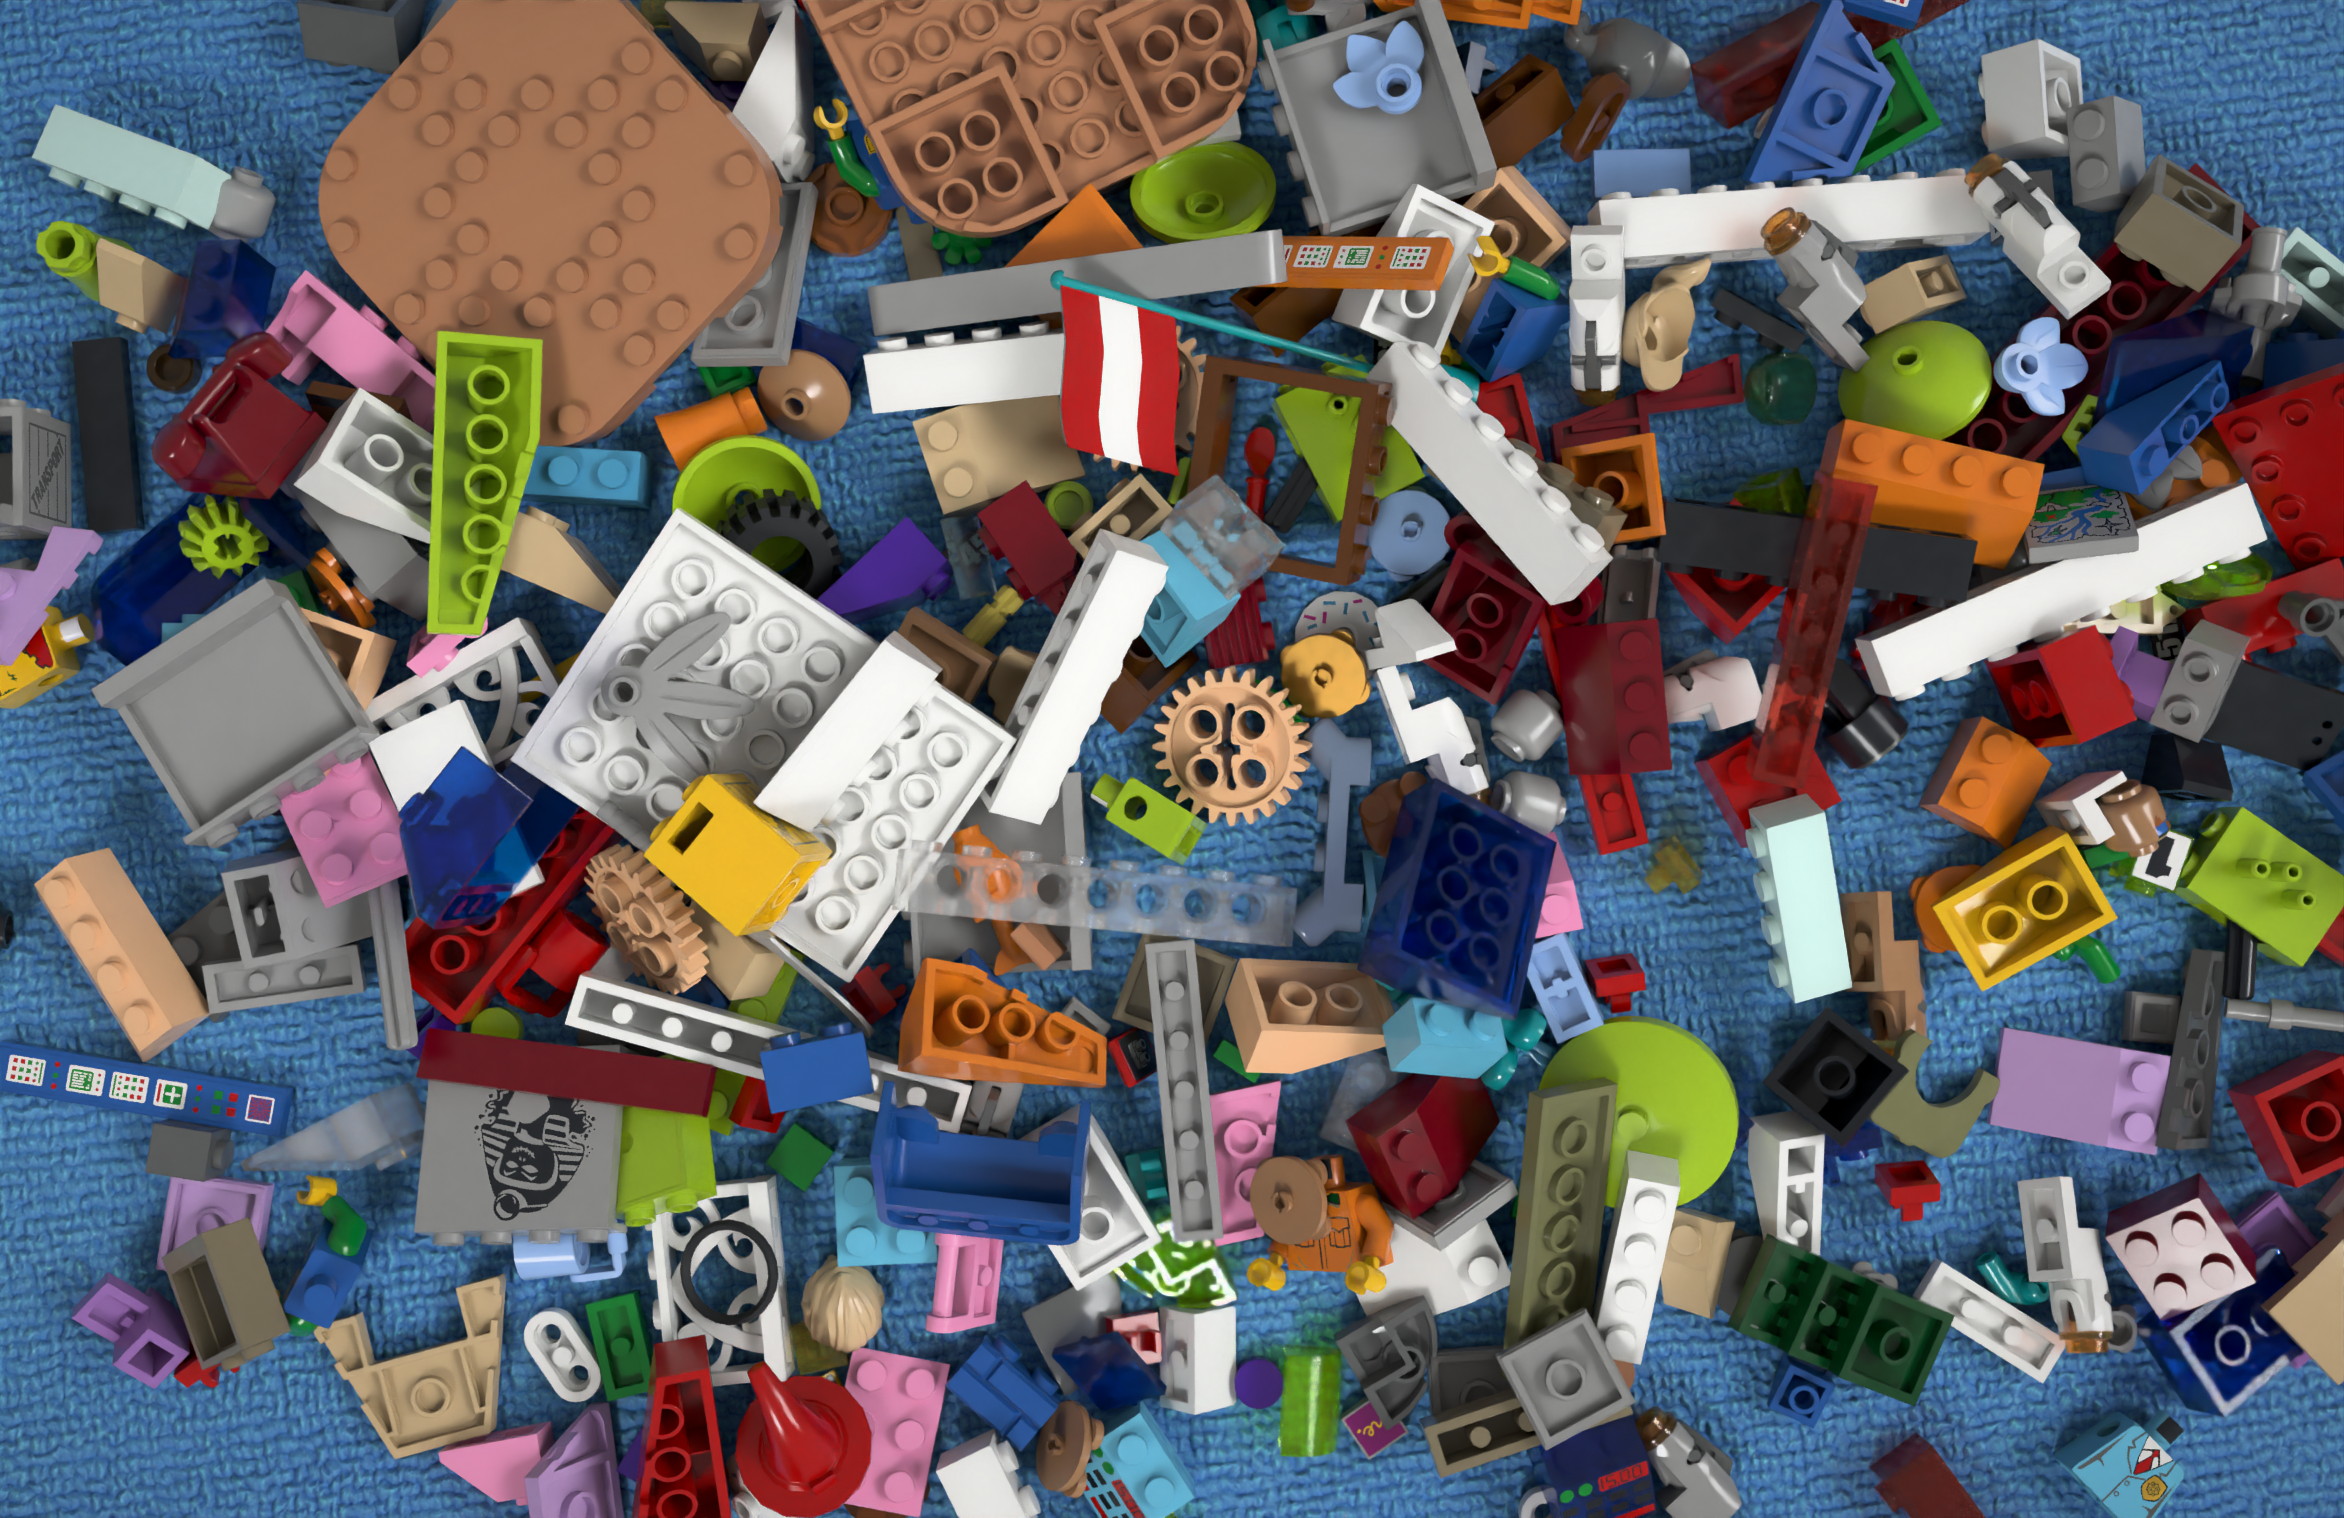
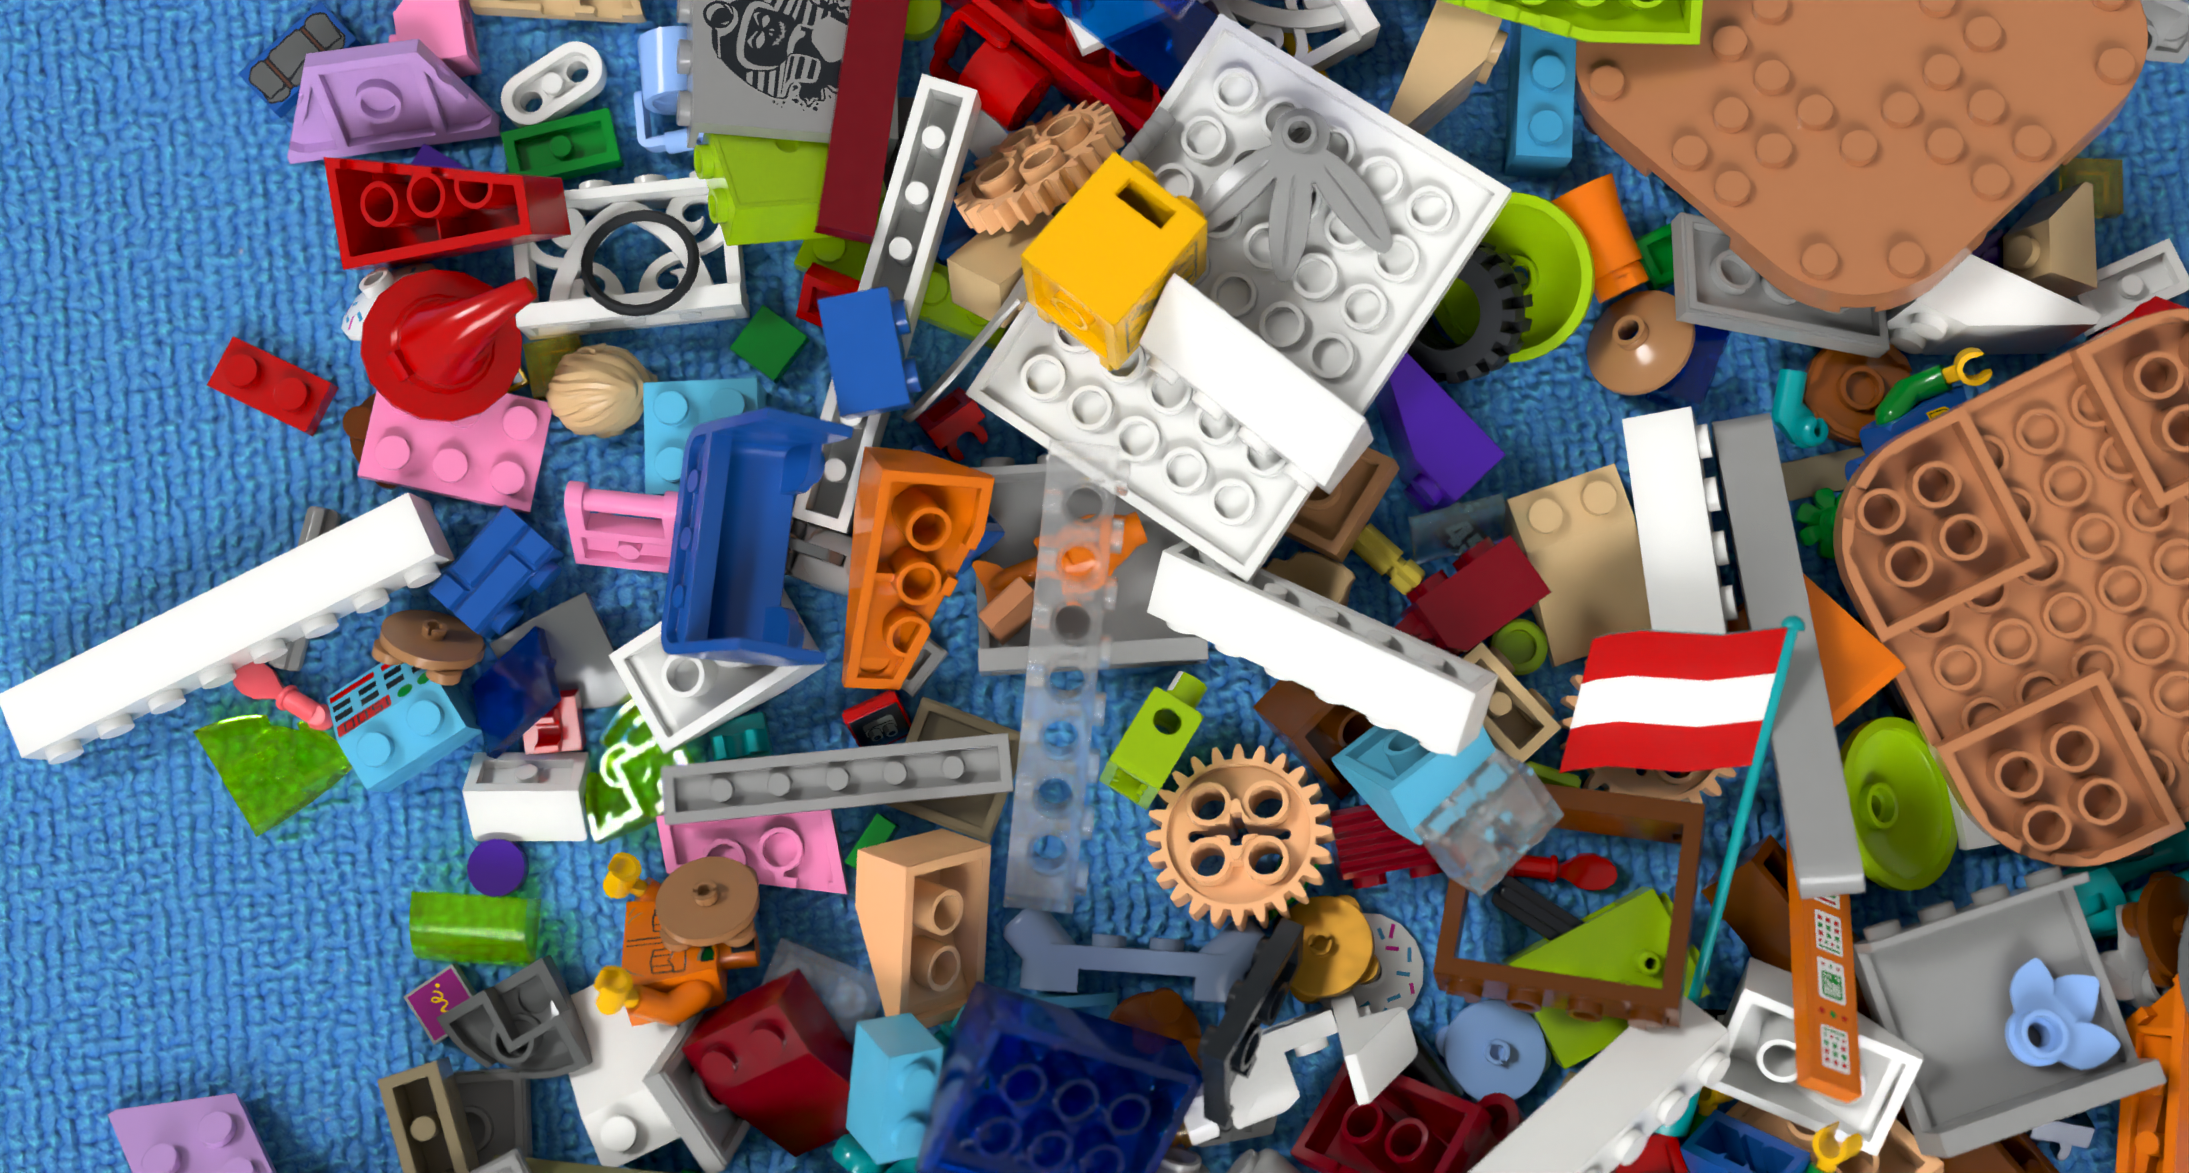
camera: 85 degrees right, 5 degrees down
(866, 266) = (1792, 415): none -> teal arm
(1404, 751) = (1257, 1000): none -> black wing

